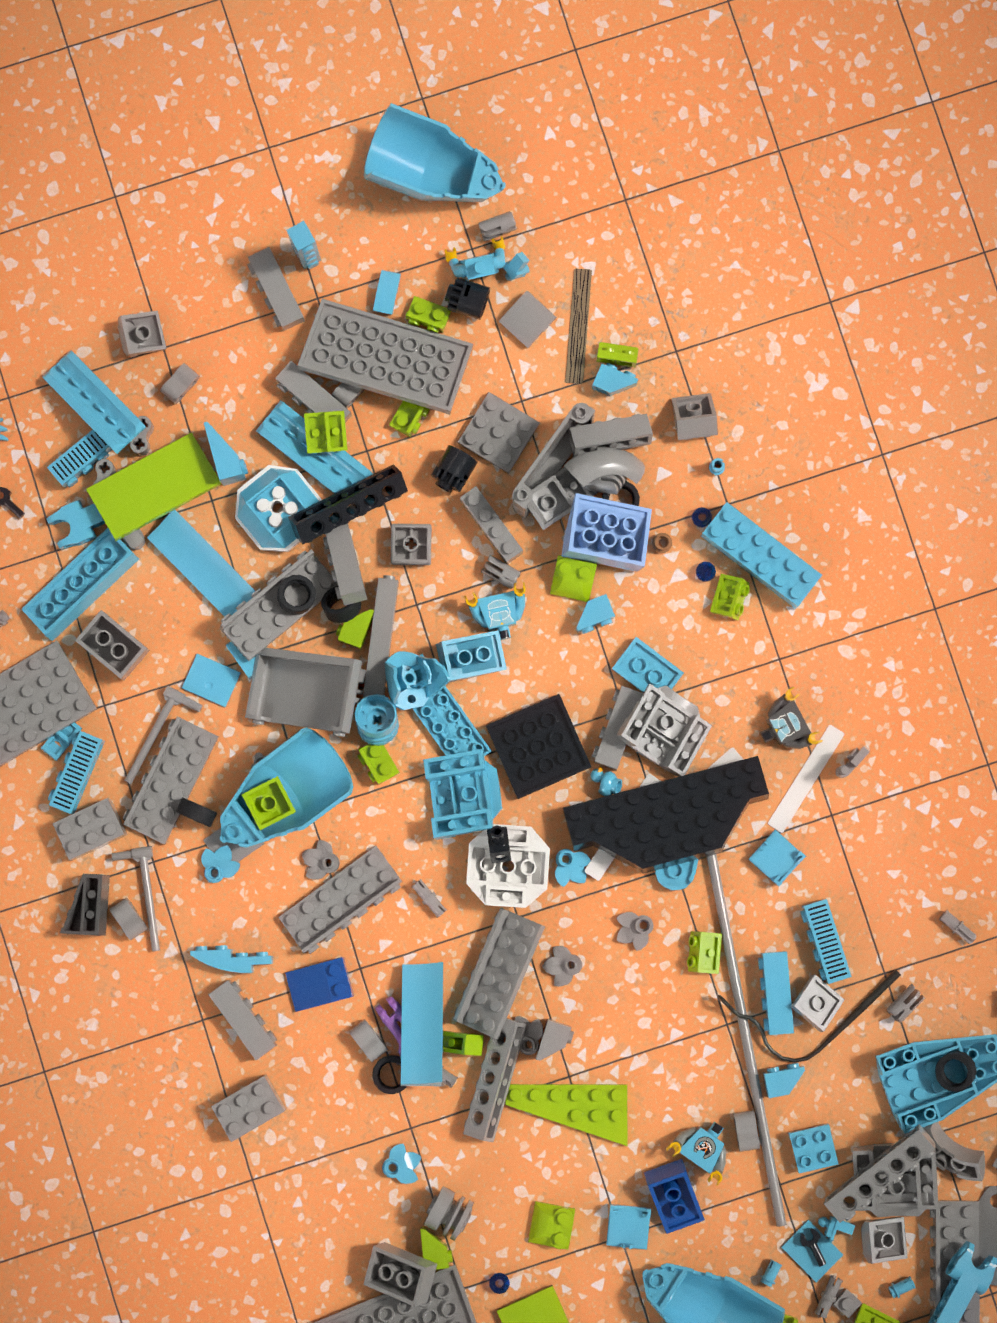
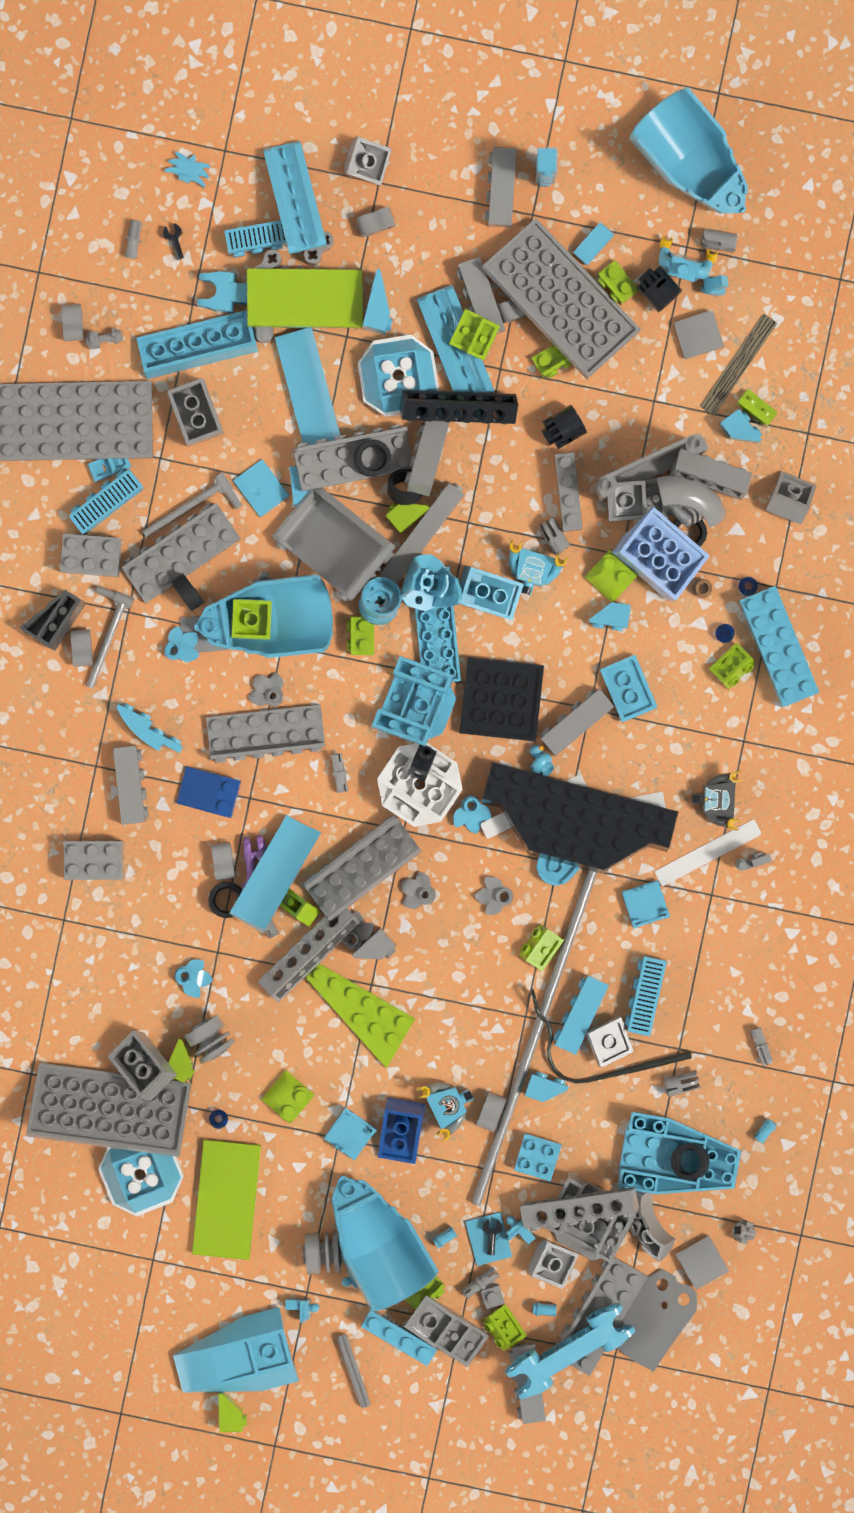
camera: 25 degrees right, 5 degrees up
(402, 534) = (504, 465): light grey brick -> none
(498, 432) = (619, 417): light grey plate -> none
(665, 729) = (614, 745): light grey slope -> none
(717, 471) = (781, 554): medium azure pin -> none

